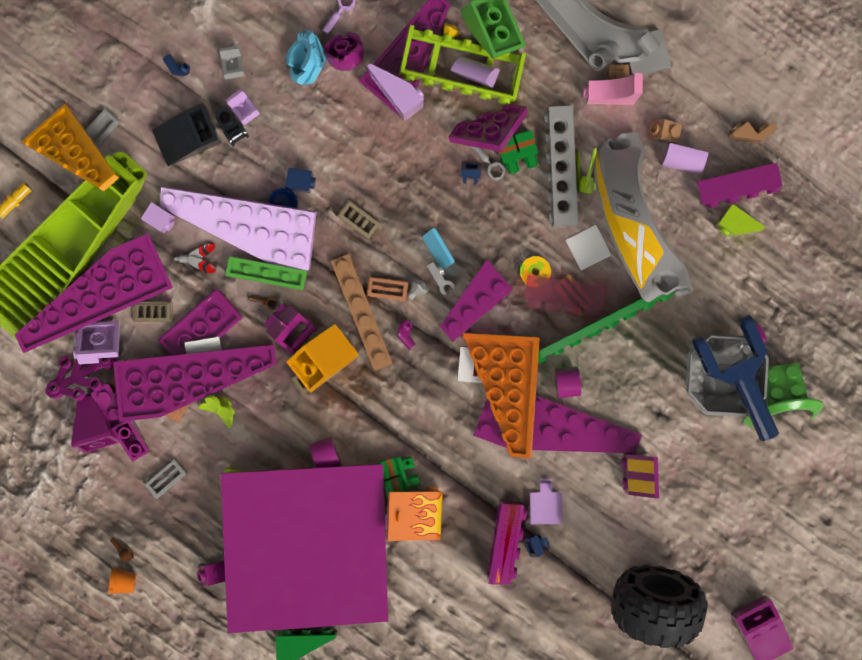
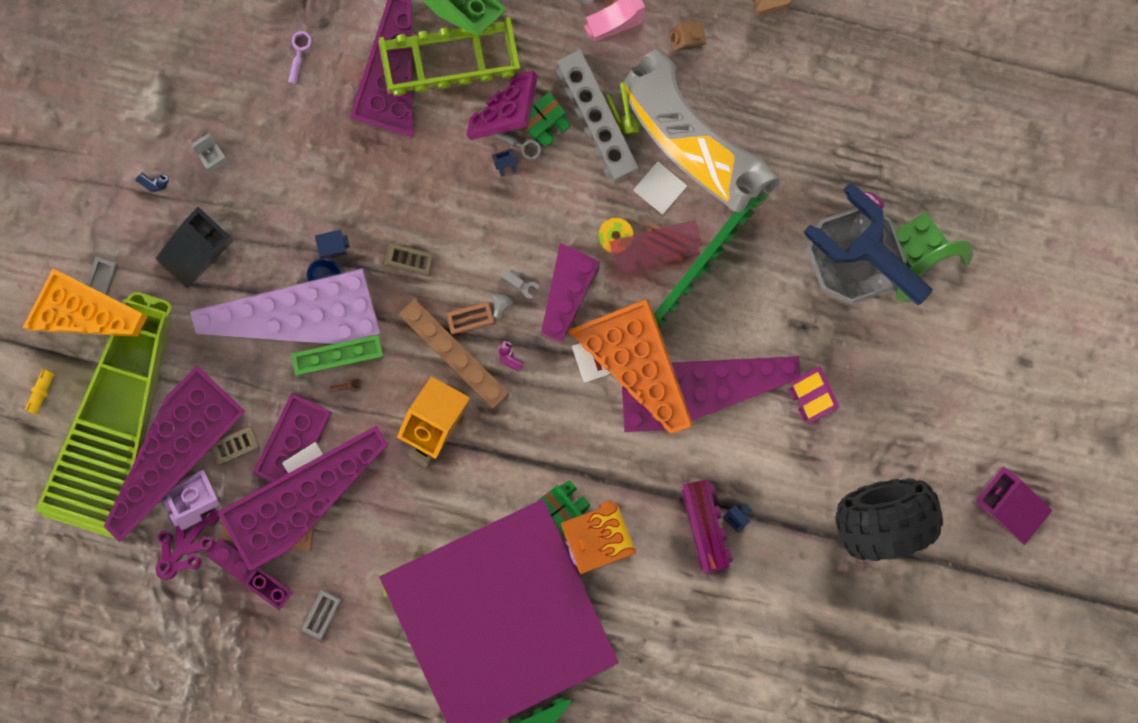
camera: 25 degrees left, 5 degrees down
(91, 427) = (223, 592): magenta slope -> none
(124, 555) = (312, 713): reddish brown hand -> none
(158, 218) = (200, 345): lavender brick -> none
(195, 260) = (255, 370): piece -> none
(211, 573) = (413, 692): magenta bracket -> none
(220, 406) = (347, 513): lime animal -> none
(233, 128) = (239, 221): black piece -> none
(242, 106) = (240, 194): lavender bracket -> none
(283, 323) = (377, 398): magenta piece -> none
(305, 65) = (289, 122): medium azure helmet -> none
(325, 453) = (477, 513): magenta piece -> none
(344, 52) = (322, 93): magenta cylinder -> none
(399, 92) = (395, 110): lavender slope -> none
(438, 248) = (505, 254): medium azure slope -> none
(451, 29) = (422, 25): yellow rock -> none
(475, 71) = (466, 57): lavender brick -> none
(546, 505) = (731, 472): lavender piece -> none
(567, 382) = (697, 333): magenta piece -> none
(684, 158) = (719, 55): lavender brick -> none
(737, 222) = (802, 97): lime slope -> none
(740, 184) = (787, 57): magenta wedge -> none

